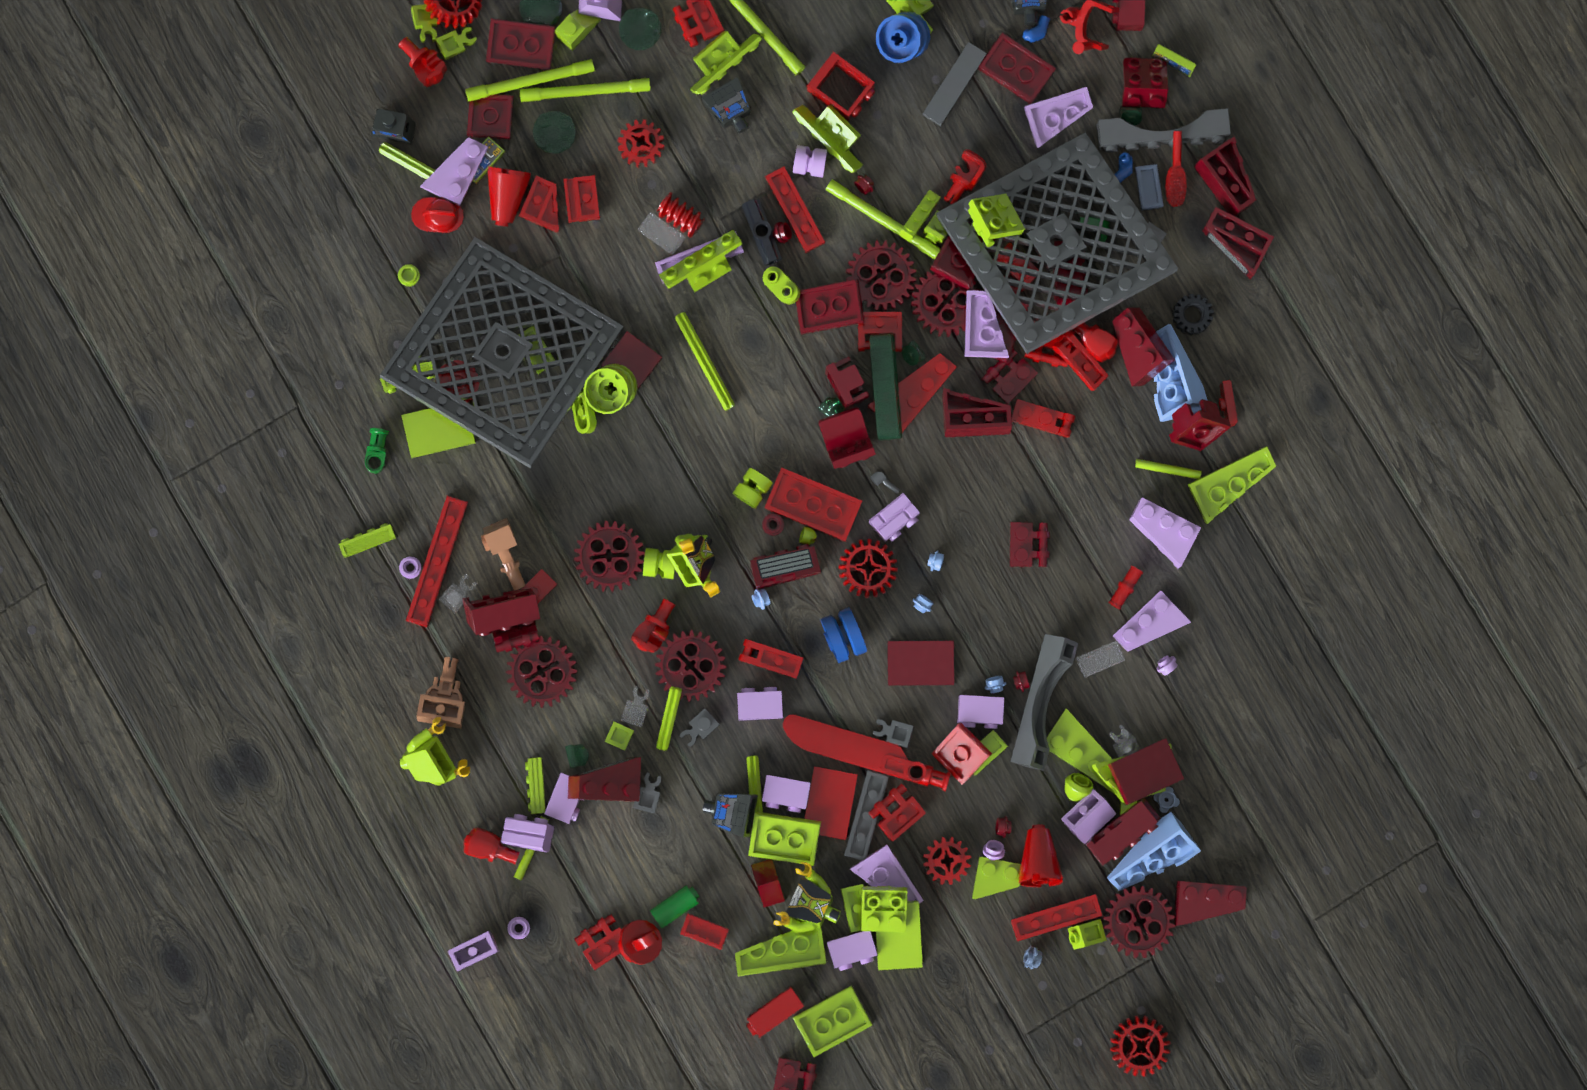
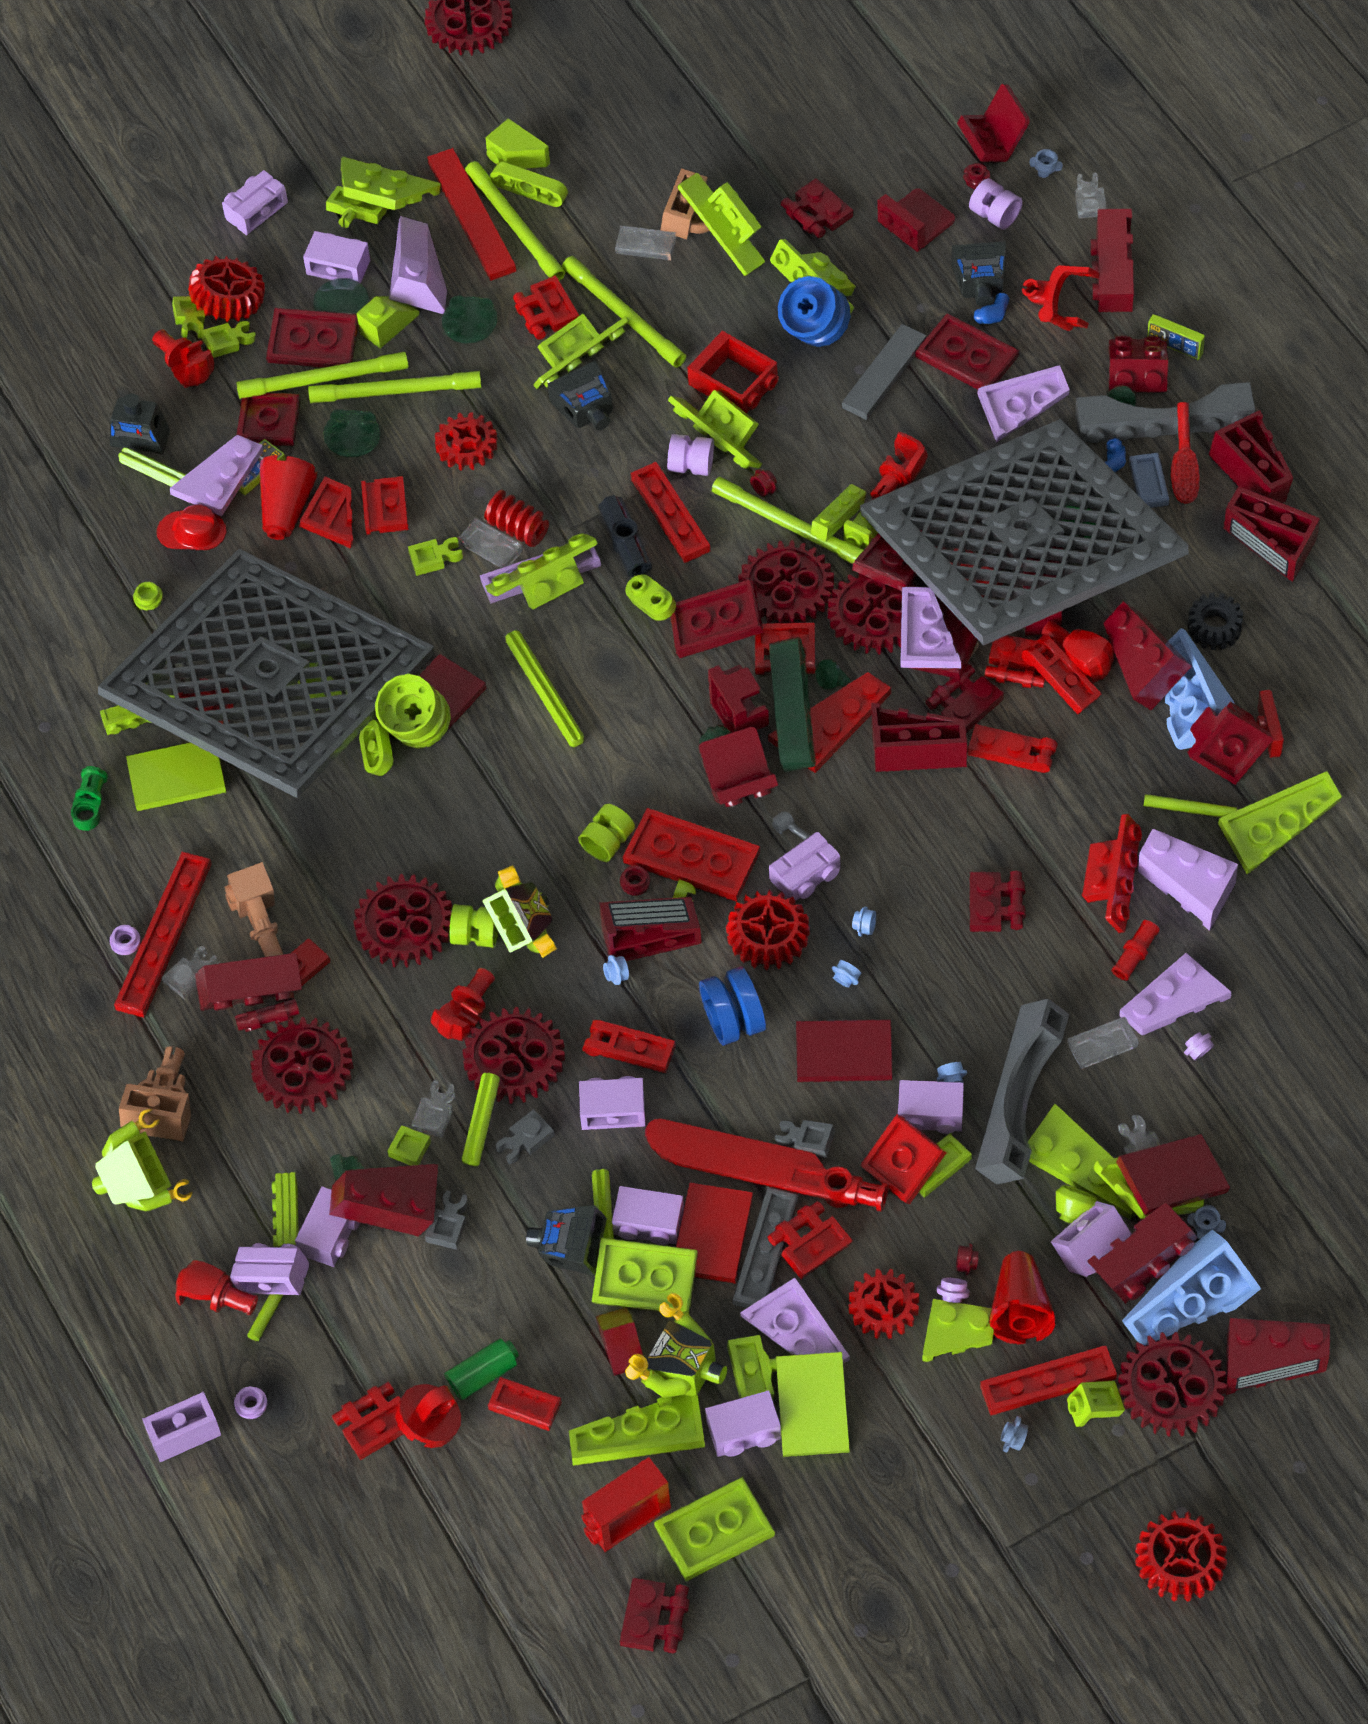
camera: 10 degrees right, 25 degrees down
(367, 541) = (68, 908): lime piece -> none
(617, 246) = (430, 556): none -> lime plate
(782, 232) = (652, 536): dark red plate -> none
(884, 908) = (789, 1357): lime plate -> none
(994, 218) = (936, 496): lime plate -> none
(1021, 681) = (989, 1069): dark red plate -> none
(1110, 524) = (1112, 872): none -> red bracket

